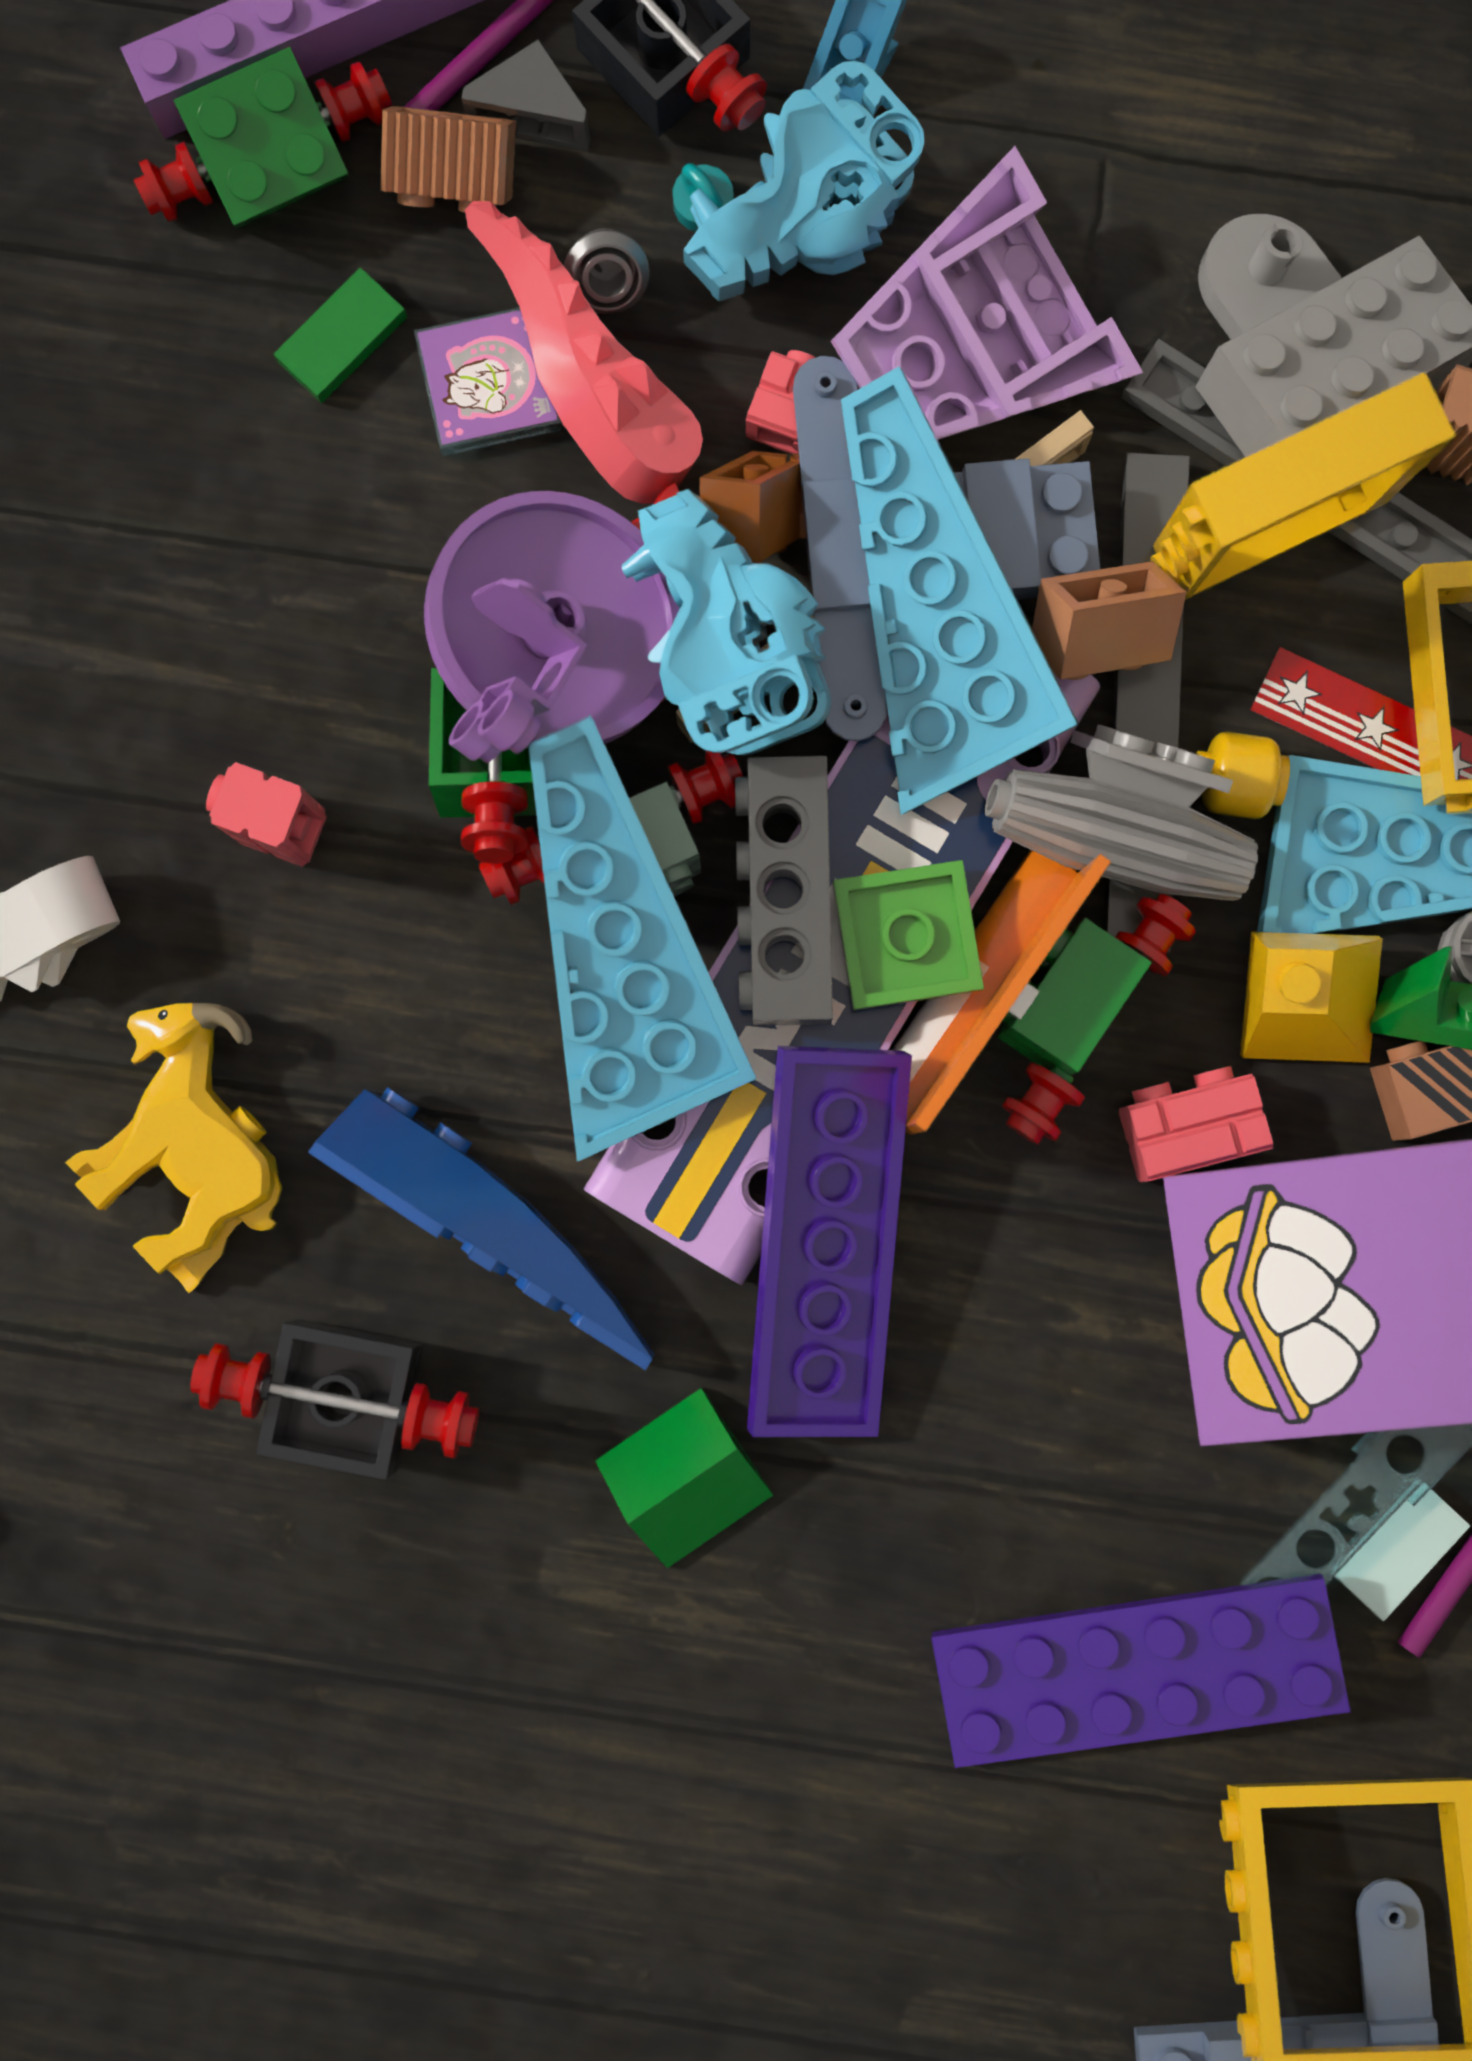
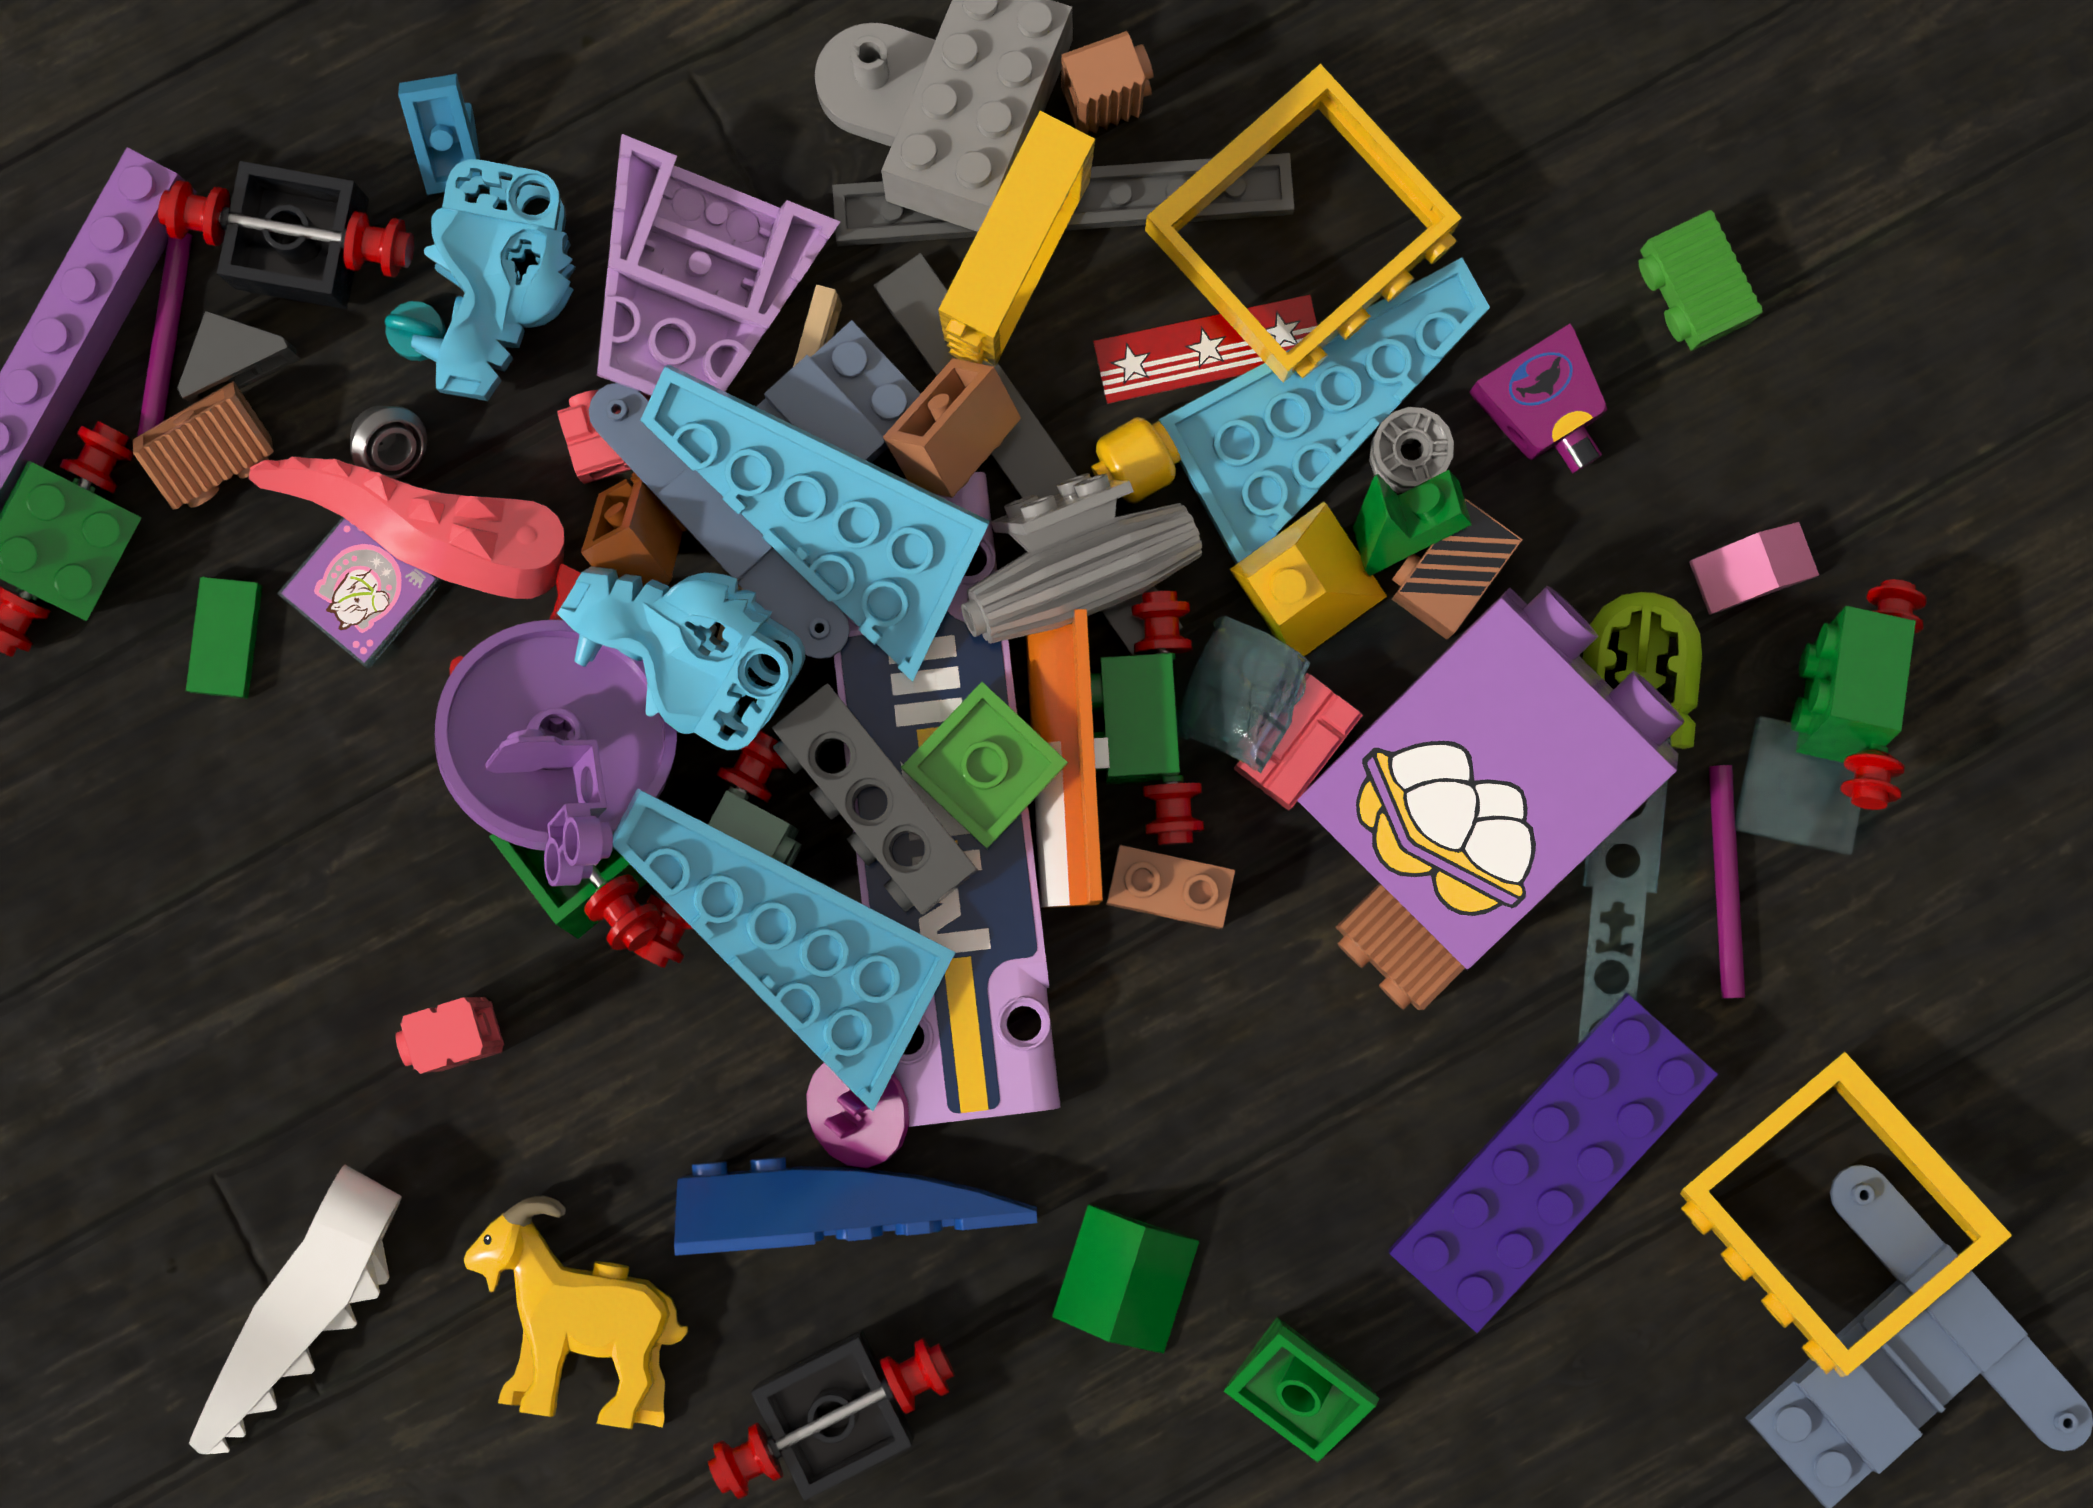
camera: 40 degrees left, 0 degrees up
(547, 1160) = (849, 1127): none -> piece
(761, 1697) = (1300, 1391): none -> green slope
(828, 1241) = (1097, 1029): dark purple plate -> none
(986, 1168) = (1170, 887): none -> nougat brick
(1148, 1377) = (1399, 948): none -> nougat brick
(1184, 1047) = (1242, 693): none -> clear light blue slope
(1401, 1553) = (1674, 932): light aqua tile -> none

